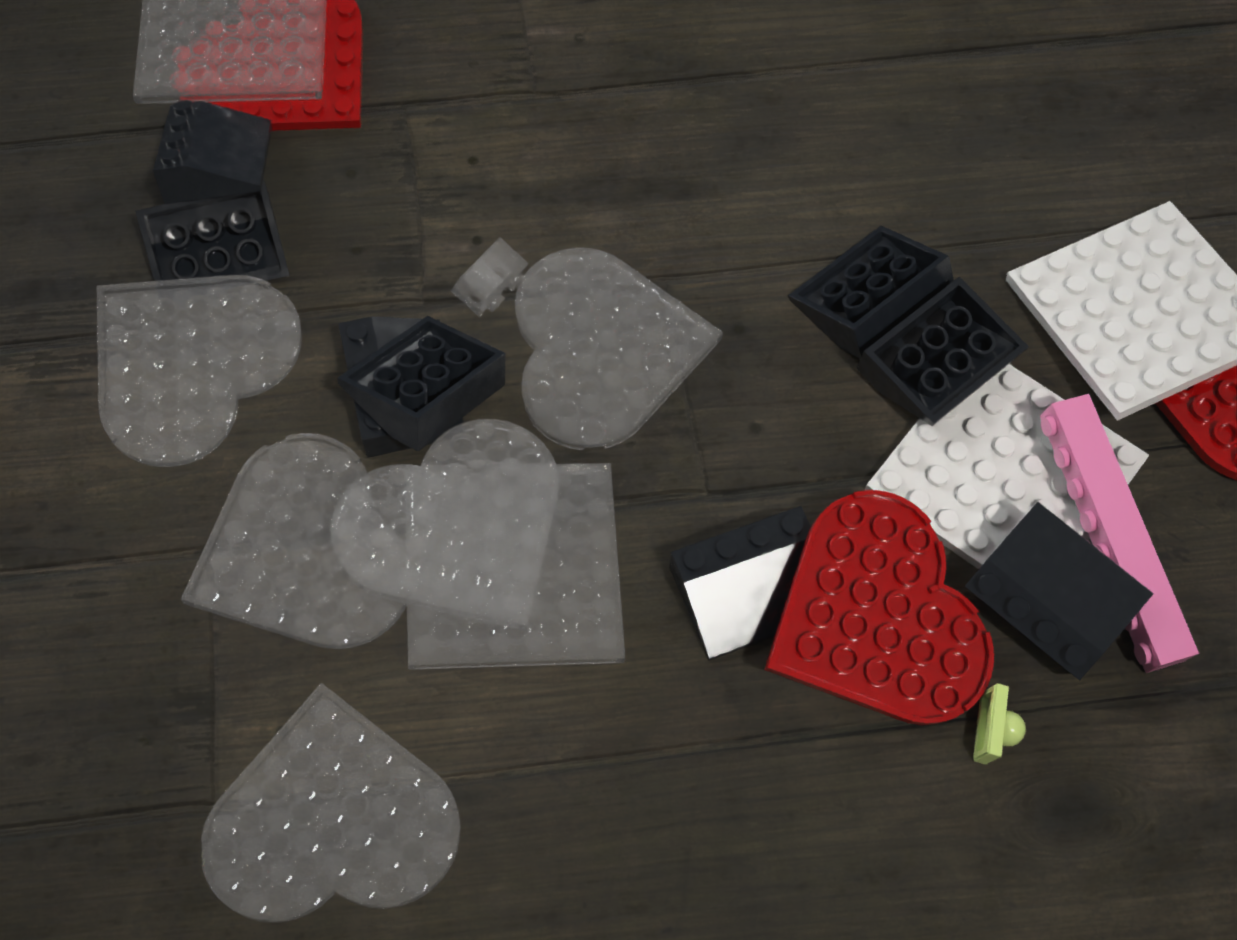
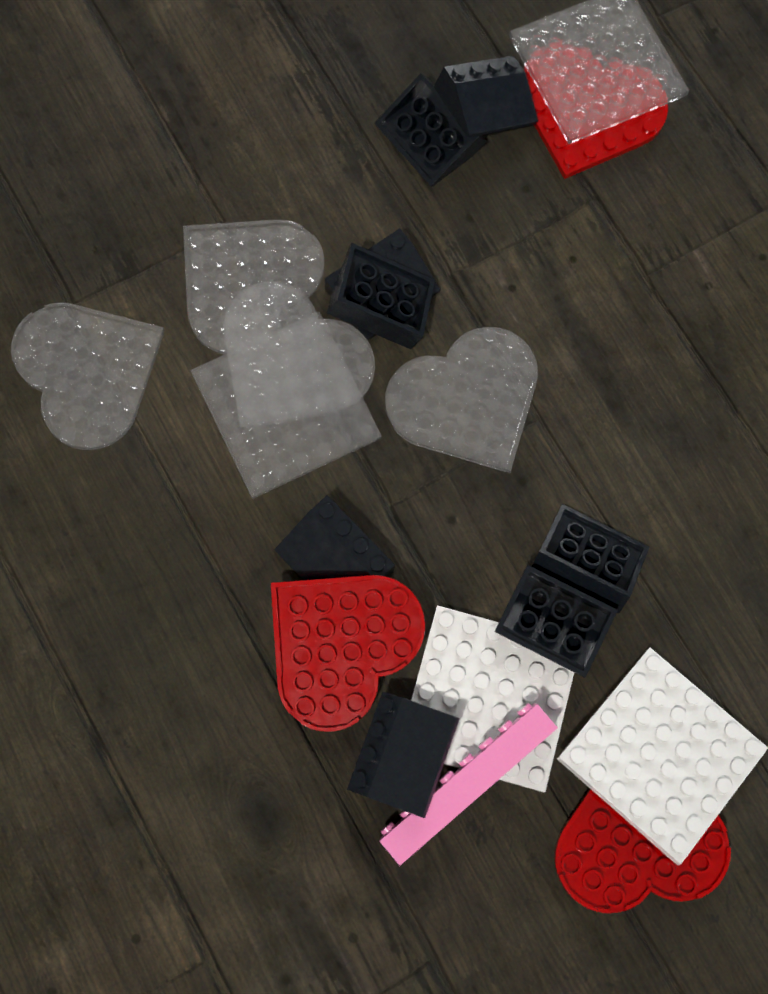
camera: 65 degrees right, 10 degrees up
(182, 358) = (341, 152): clear plate -> none
(489, 278) = (480, 306): clear brick -> none
(996, 725) = (298, 747): yellowish green tile -> none

